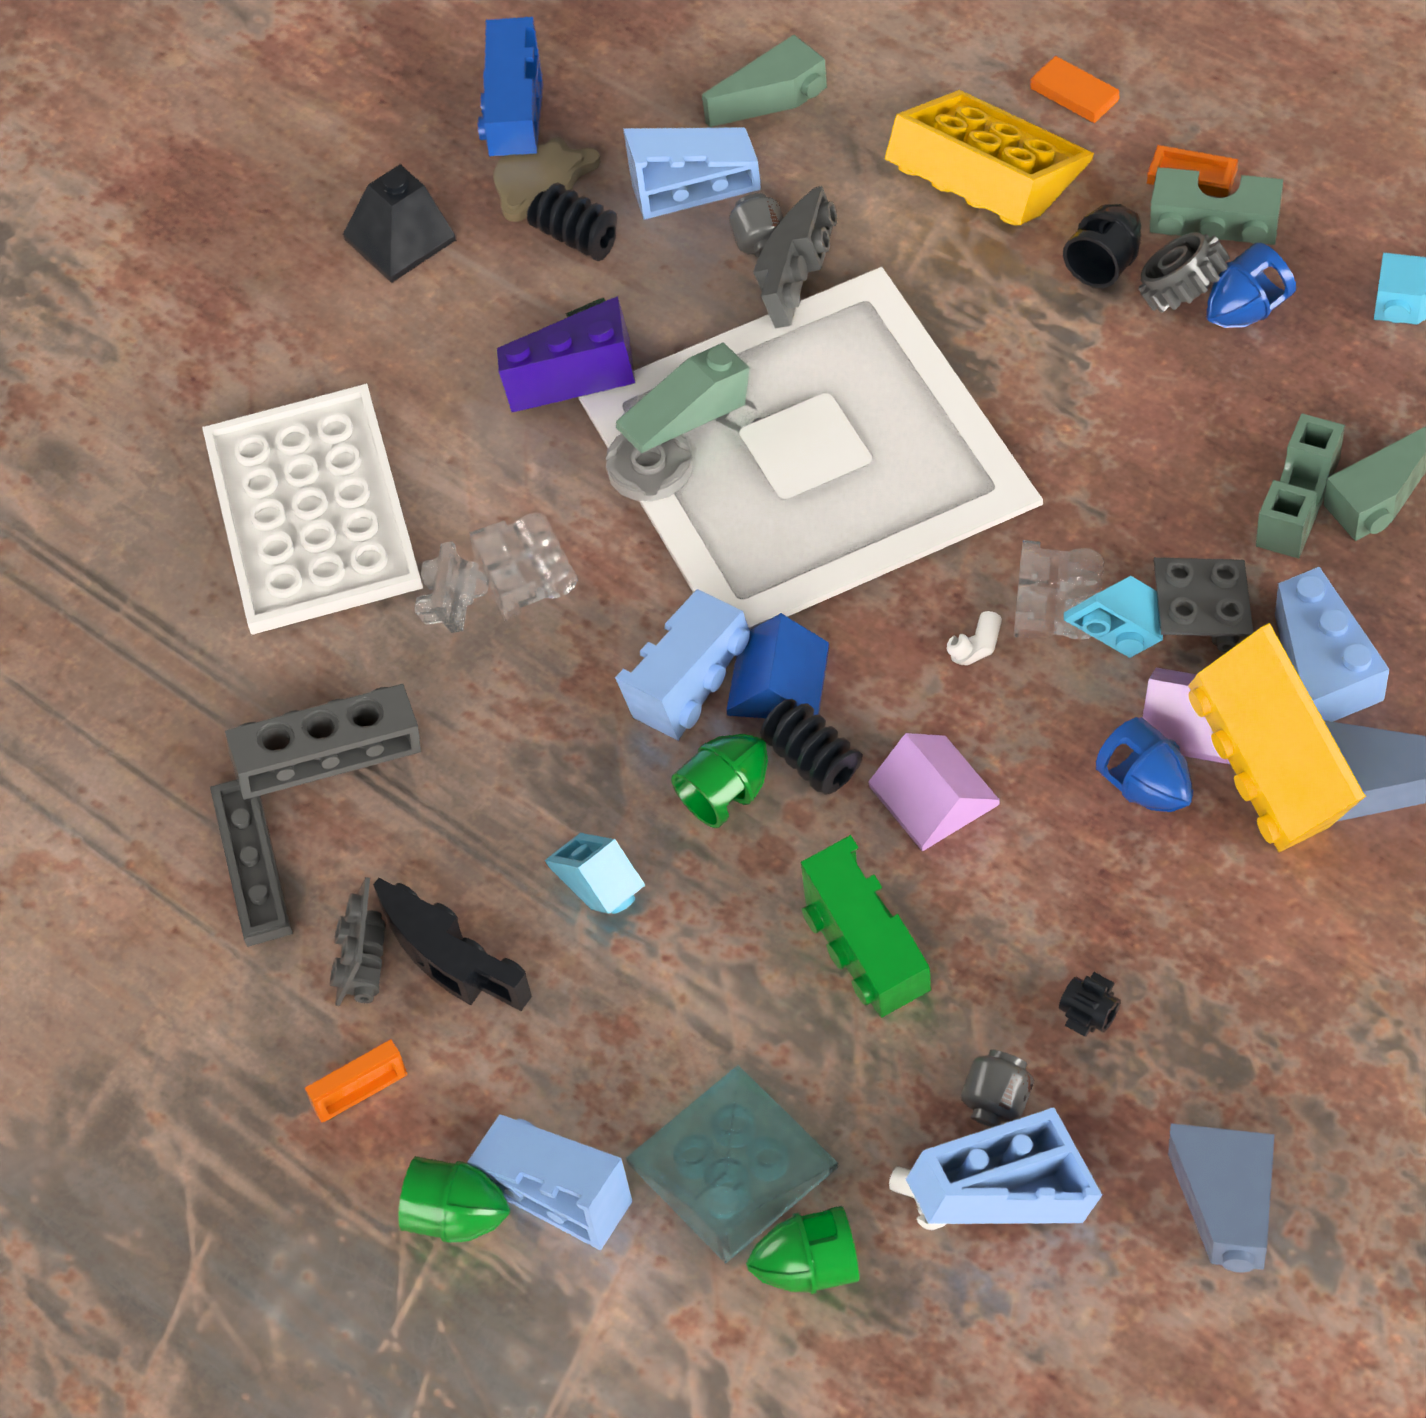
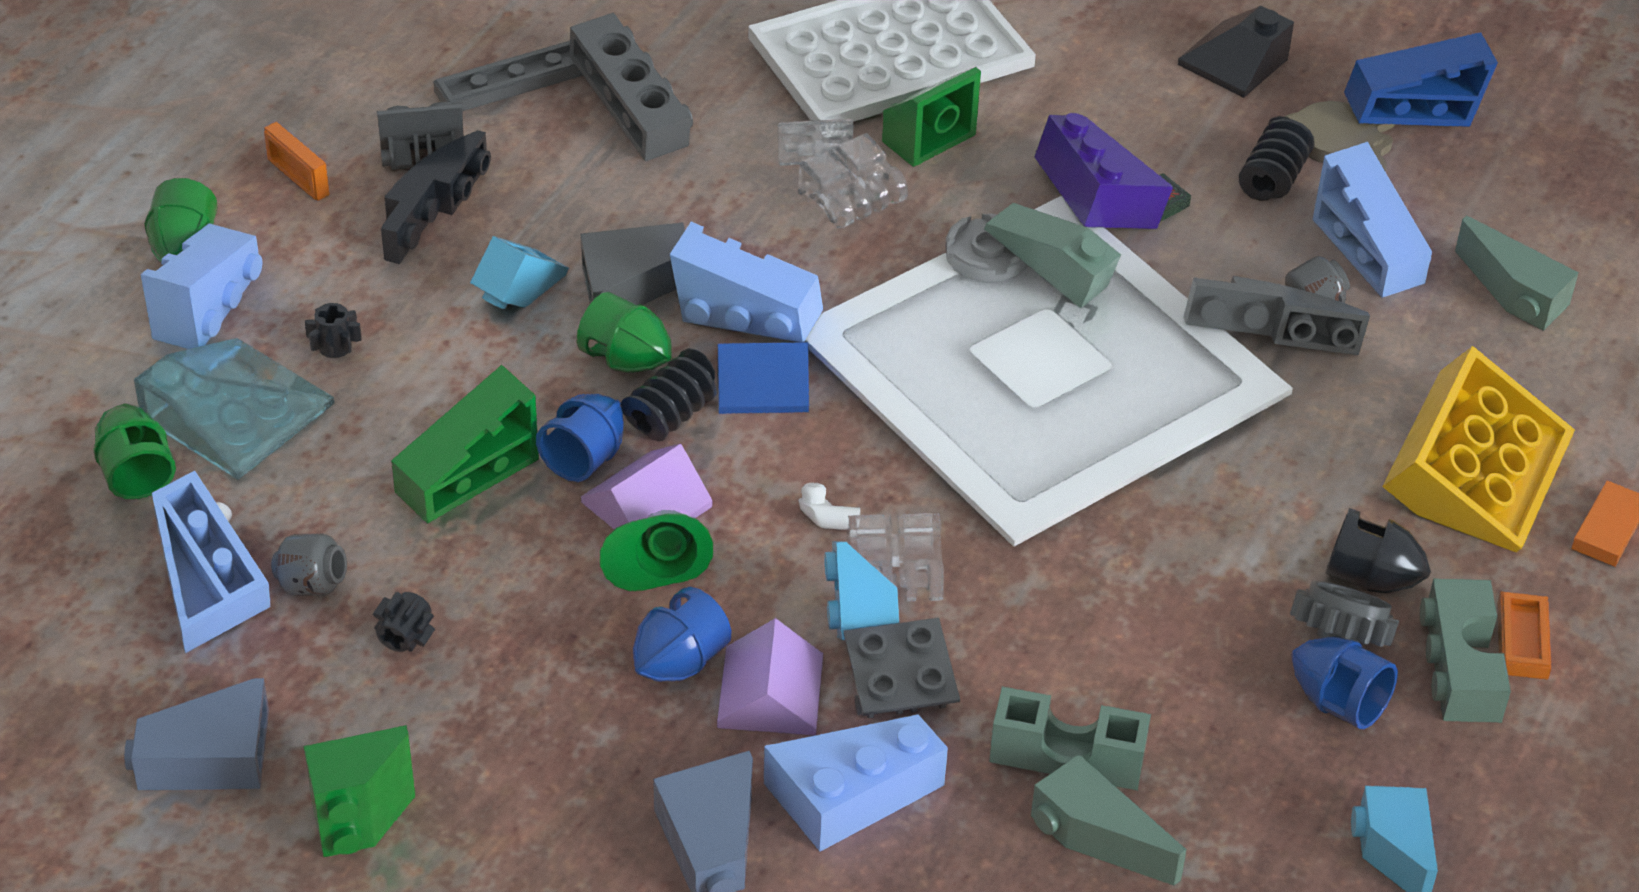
camera: 70 degrees right, 10 degrees down
(444, 477) = (933, 118): none -> green slope
(608, 770) = (630, 262): none -> dark grey slope
(647, 1054) = (333, 330): none -> black gear
(859, 812) = (584, 436): none -> blue helmet
(1020, 772) = (656, 551): none -> green piece
(1274, 740) = (697, 705): yellow slope -> none
(1326, 1045) = (359, 787): none -> green slope

